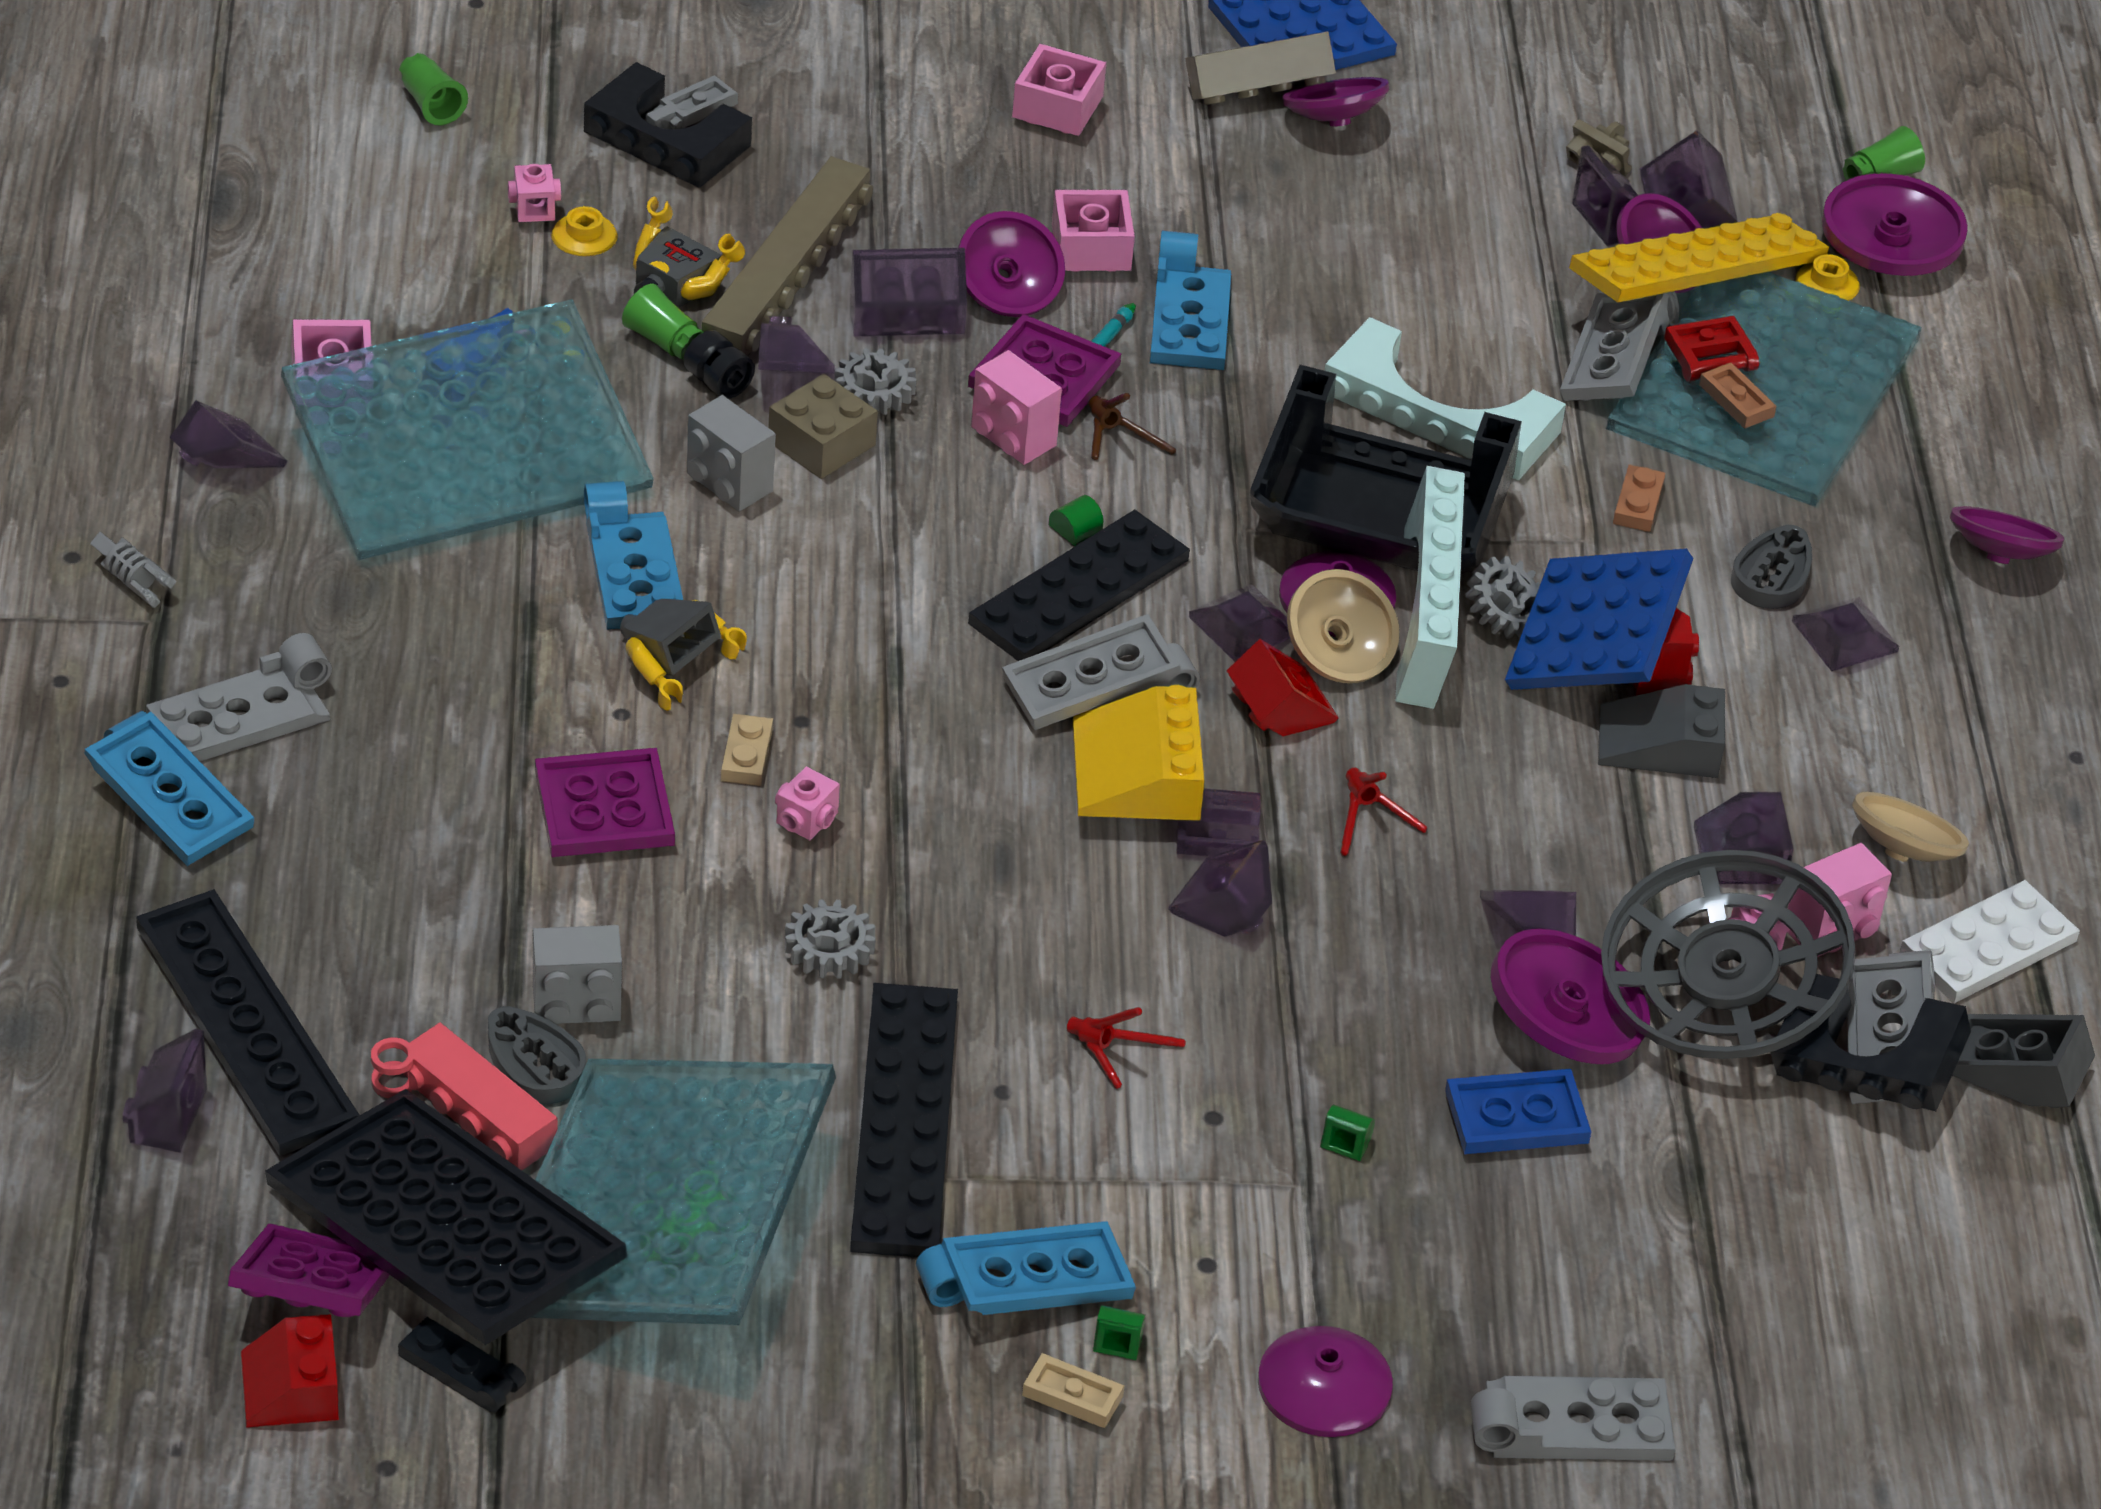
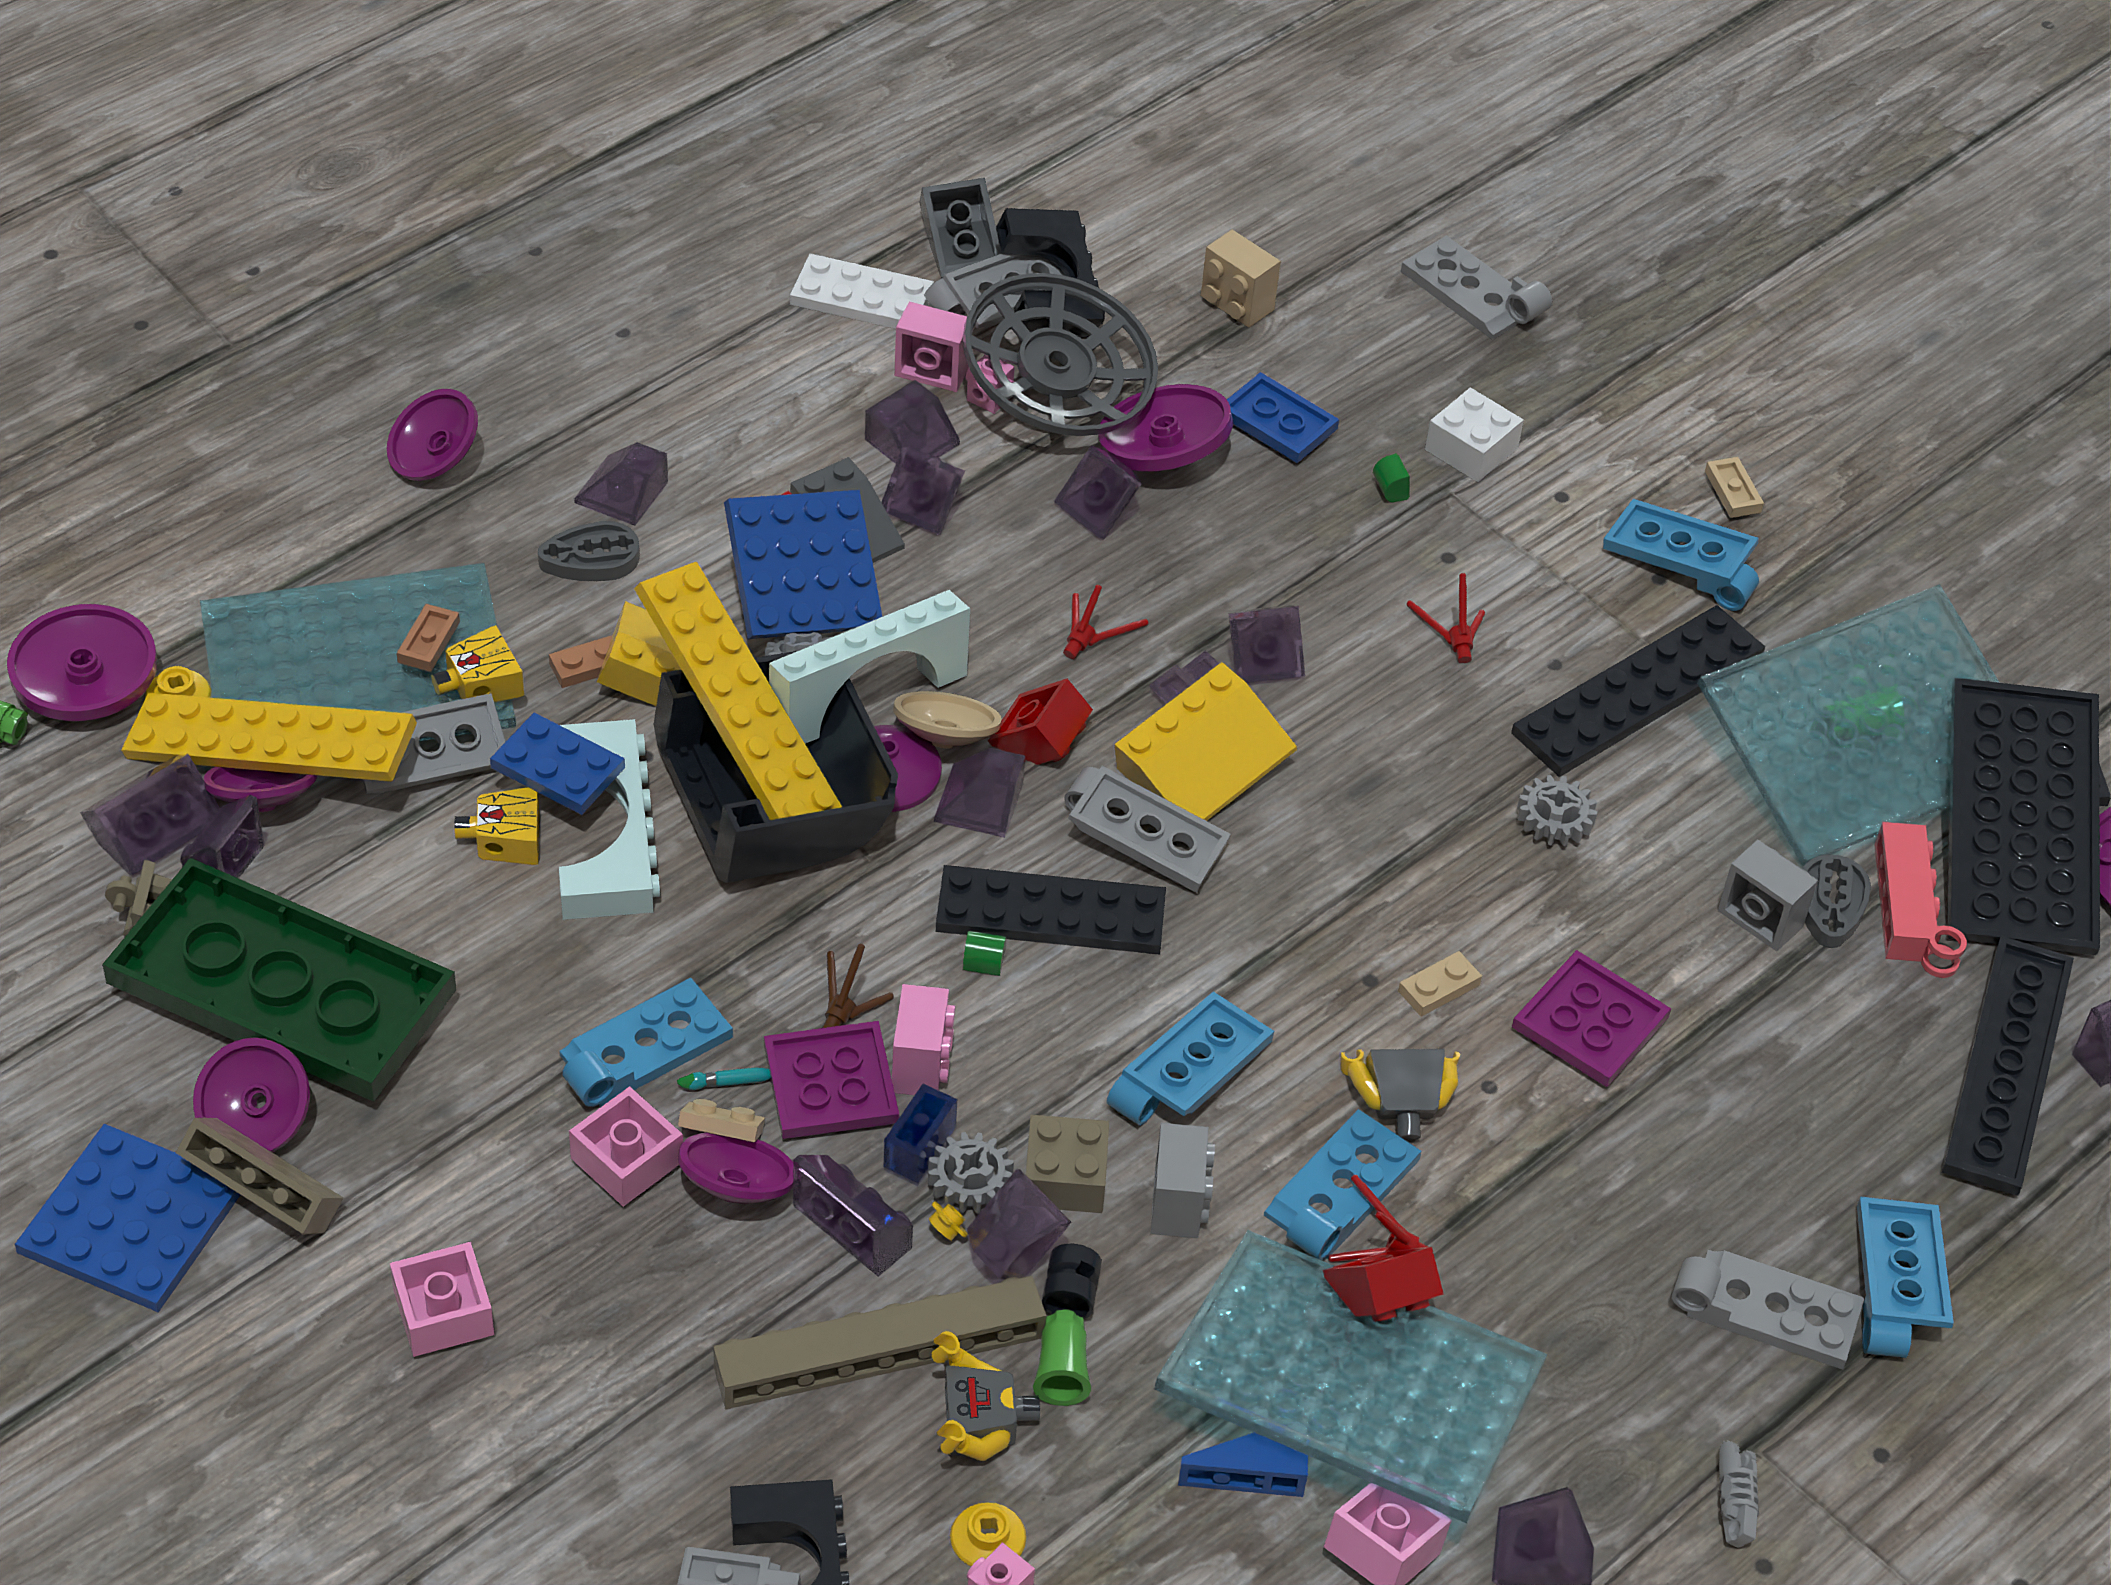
camera: 130 degrees left, 5 degrees up
(516, 488) = (1387, 1282): none -> red slope
(546, 549) = (1399, 1236): none -> red plant
(807, 803) = (1464, 895): bright pink brick -> none
(843, 337) = (948, 1221): none -> yellow plate
(852, 532) = (1146, 1078): none -> dark azure hinge
(938, 366) = (918, 1131): none -> clear blue brick
(1067, 295) = (733, 1123): none -> tan plate
(1119, 1332) = (1669, 489): green brick -> none
(1325, 1381) = (1578, 400): magenta dish -> none
(1344, 1229) = (1474, 434): none -> white brick
(1434, 156) = (281, 975): none -> dark green plate
(1484, 348) = (504, 826): none -> yellow torso
(1486, 448) = (735, 693): none -> yellow plate
(1512, 379) = (557, 763): none -> blue plate
(1603, 507) = (636, 656): none -> yellow slope
(1659, 799) = (922, 489): none -> clear purple slope
(1666, 400) = (481, 667): none -> yellow torso
(1710, 339) = (374, 688): red plate -> none
(1737, 1191) = (1240, 278): none -> tan brick
(1908, 829) = (815, 349): tan dish -> none

